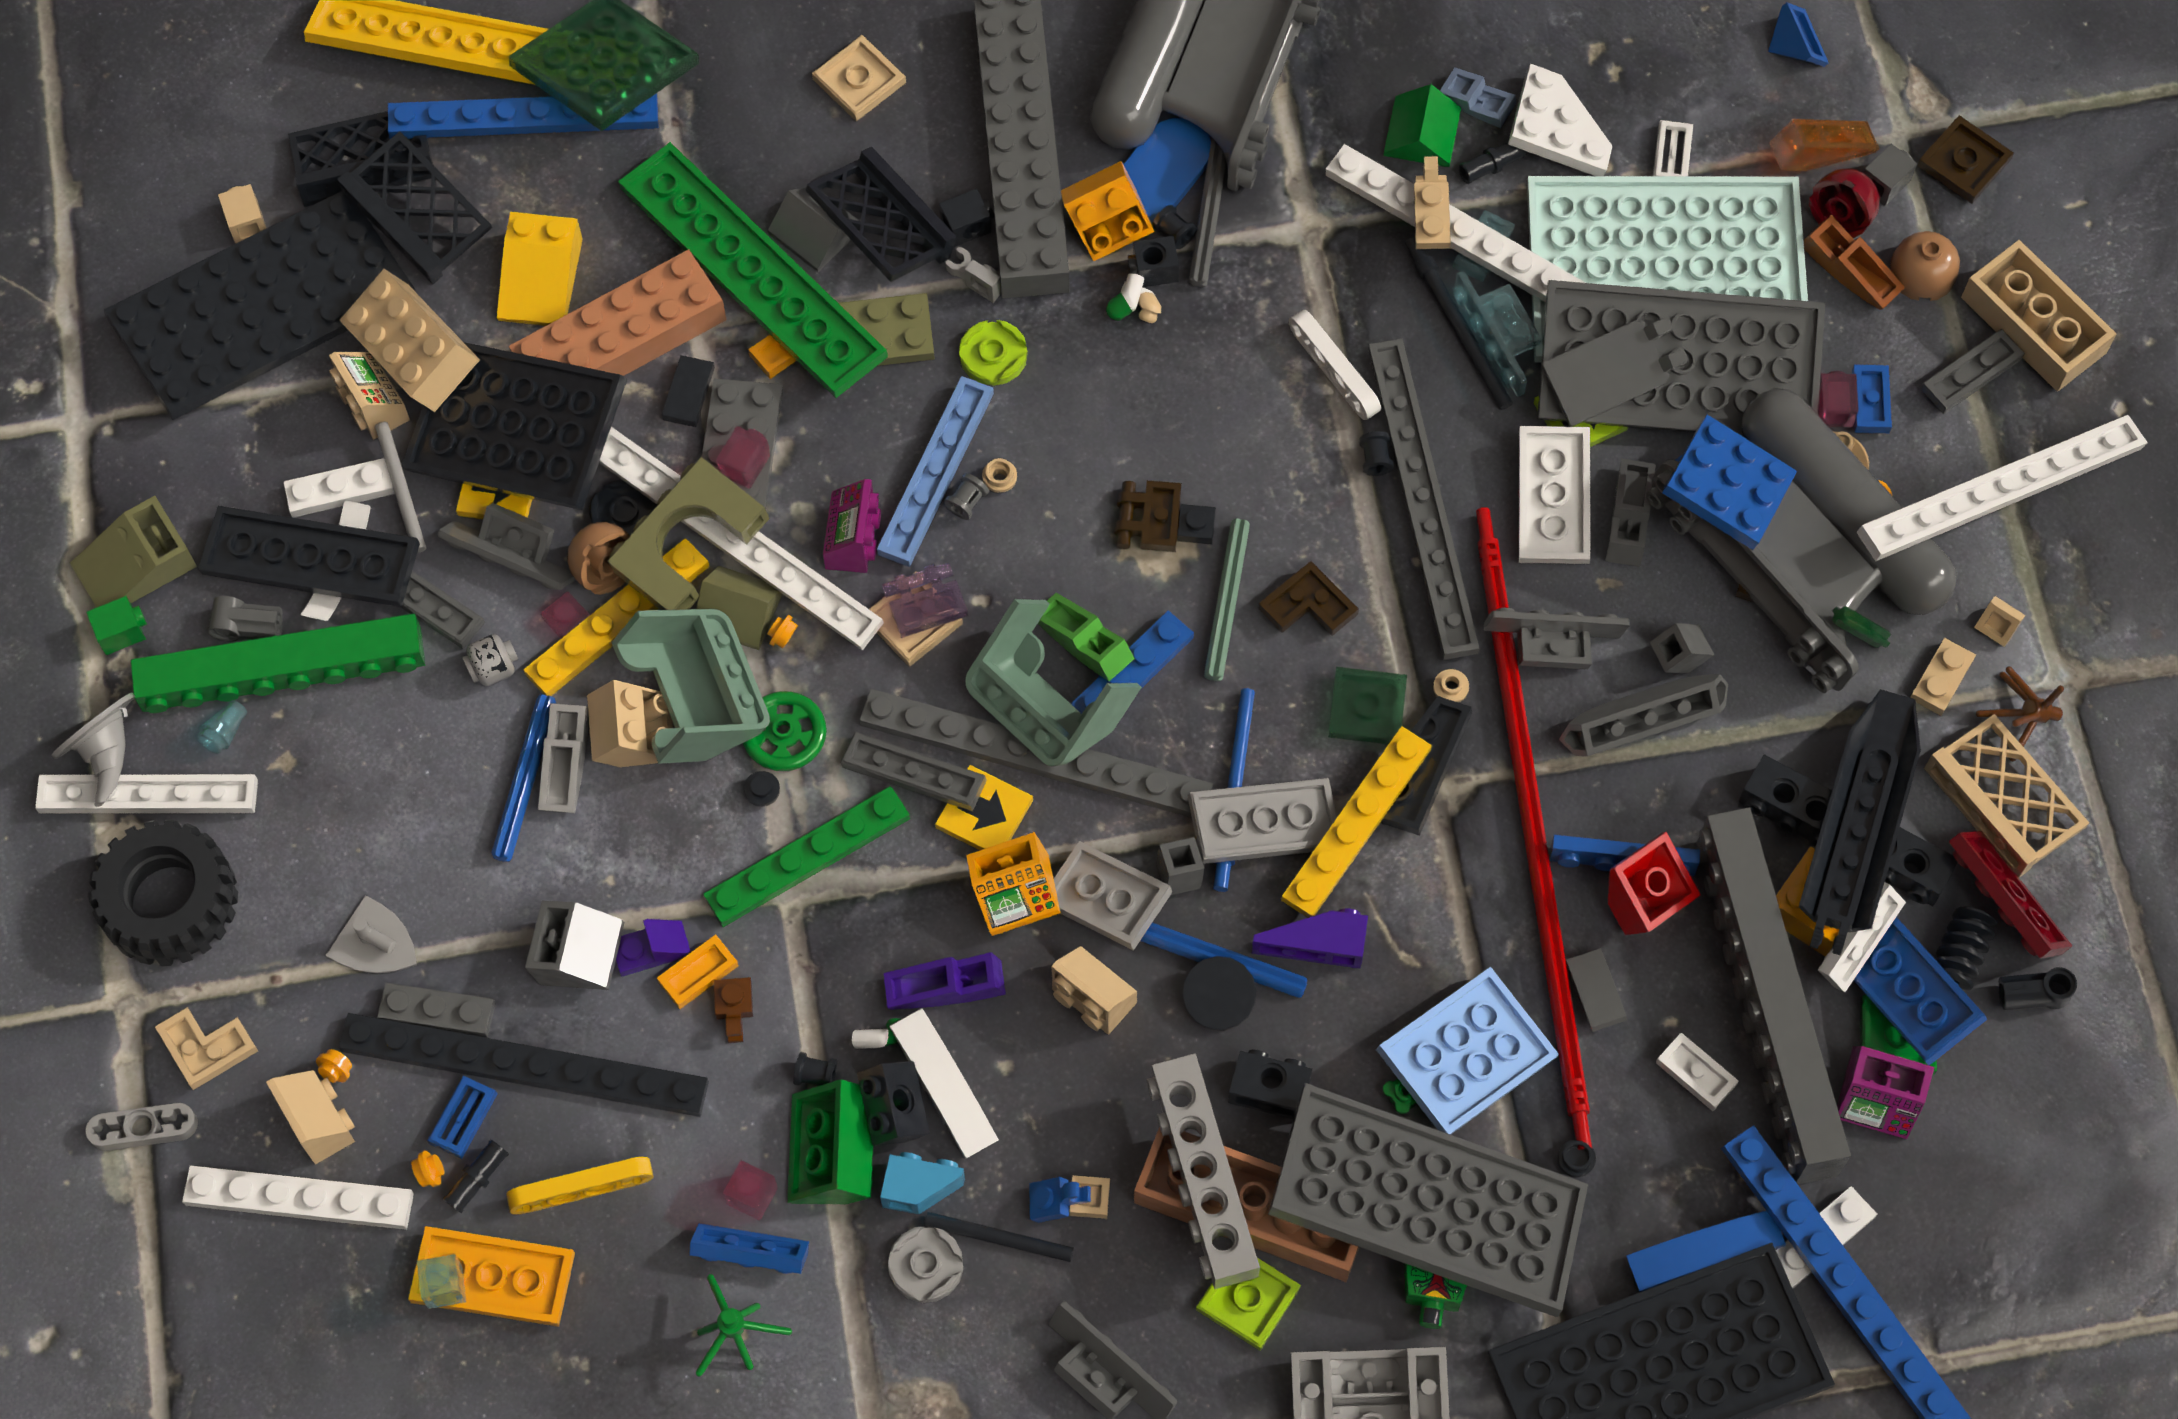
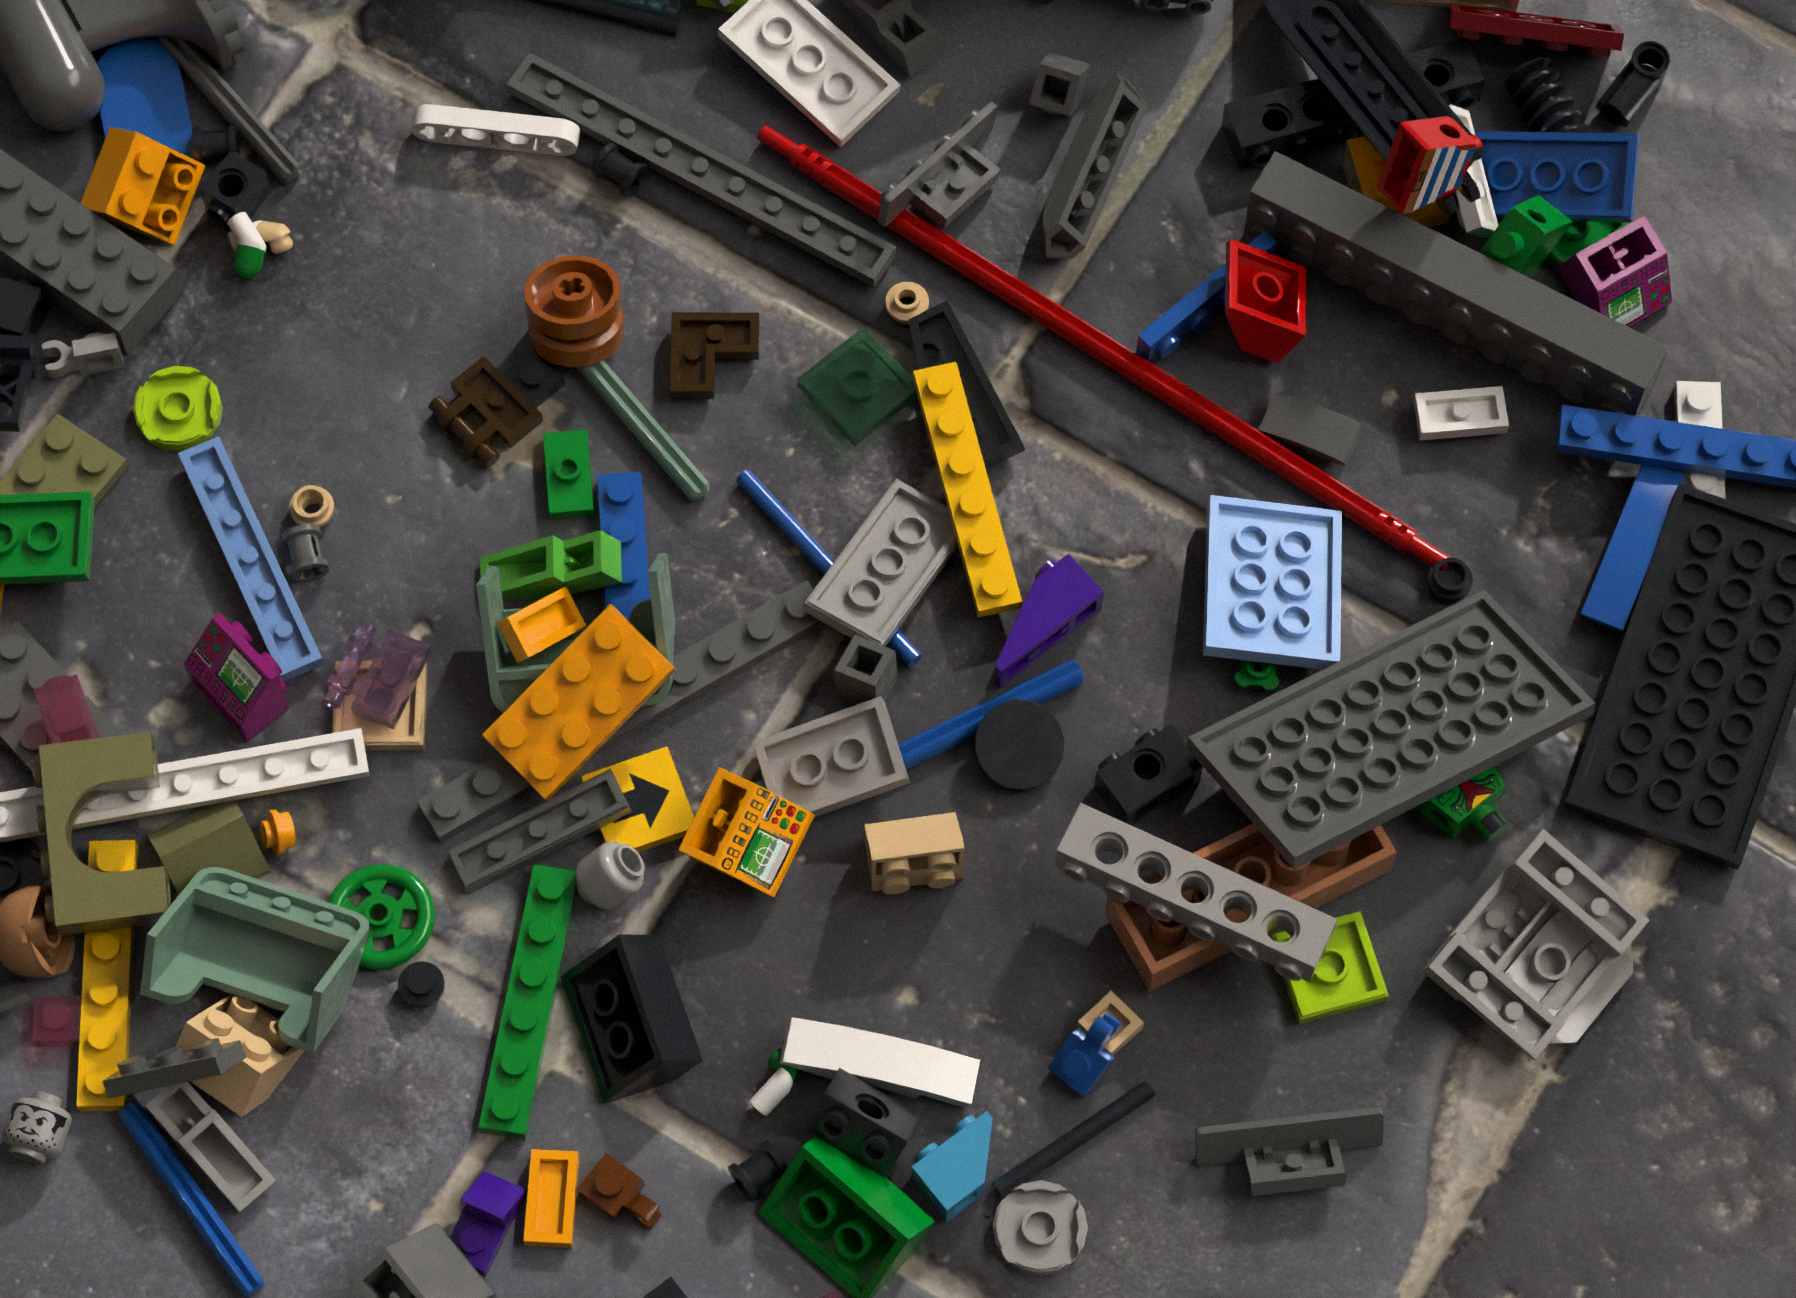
camera: 50 degrees left, 0 degrees up
(582, 697) = (173, 1067): none -> dark grey plate
(846, 920) = (631, 1016): none -> black slope
(919, 832) = (610, 875): none -> light grey head
(945, 982) = (778, 980): dark purple slope -> none
(1004, 720) = (579, 702): none -> light orange plate
(1039, 660) = (541, 624): none -> light orange tile
(1154, 595) = (568, 474): none -> green plate
(1255, 506) = (574, 311): none -> dark orange wheel
(1821, 900) = (1427, 162): none -> red torso
(1839, 1012) = (1523, 241): none -> green torso

